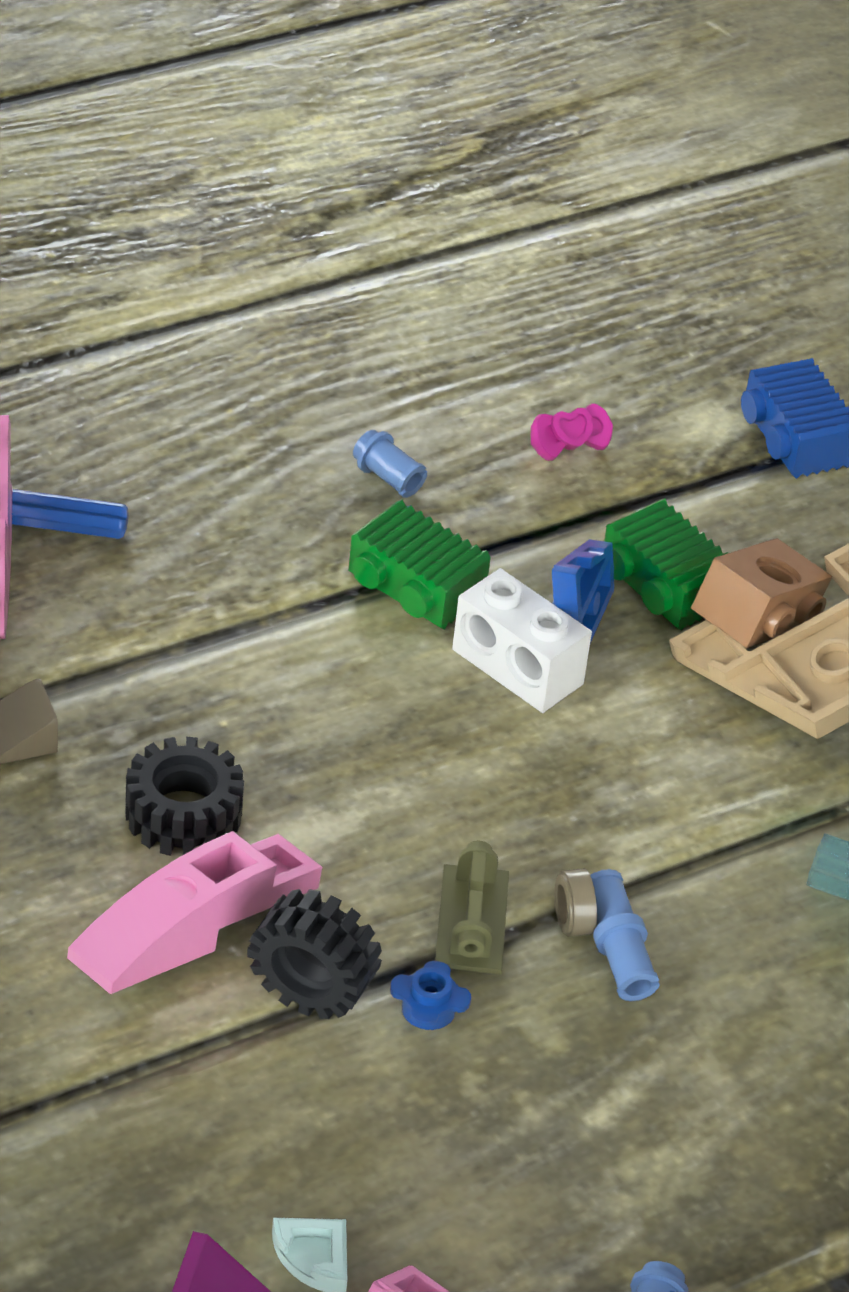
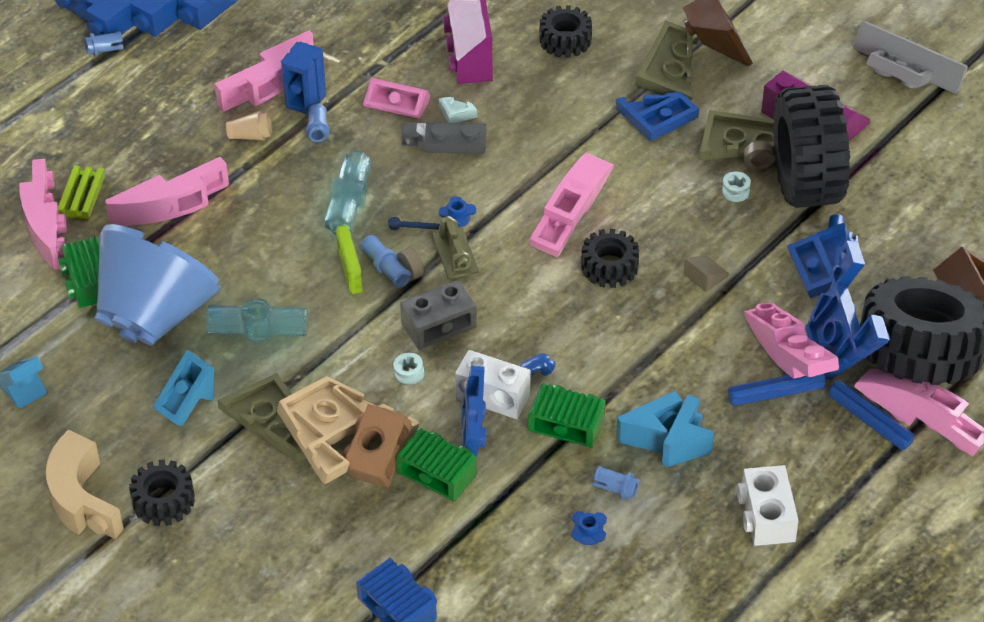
camera: 165 degrees right, 5 degrees up
(180, 356) = (768, 505): none -> white brick
(241, 478) = (687, 437): none -> dark azure slope
(294, 514) = (647, 425): none -> dark azure slope
(314, 954) = (510, 201): black tyre -> none
(371, 1184) = (446, 137): none -> dark grey hinge
(432, 667) = (539, 362): none -> blue arm
(464, 426) = (589, 535): none -> blue plate
(563, 791) = (438, 314): none -> flat silver brick
(563, 1030) = (395, 223): none -> dark blue hinge
(570, 431) = (527, 544): dark pink piece -> none
(642, 1103) = (348, 191): none -> clear light blue piece
(647, 726) = (412, 376): none -> light aqua bush
(694, 952) = (349, 259): none -> lime tile

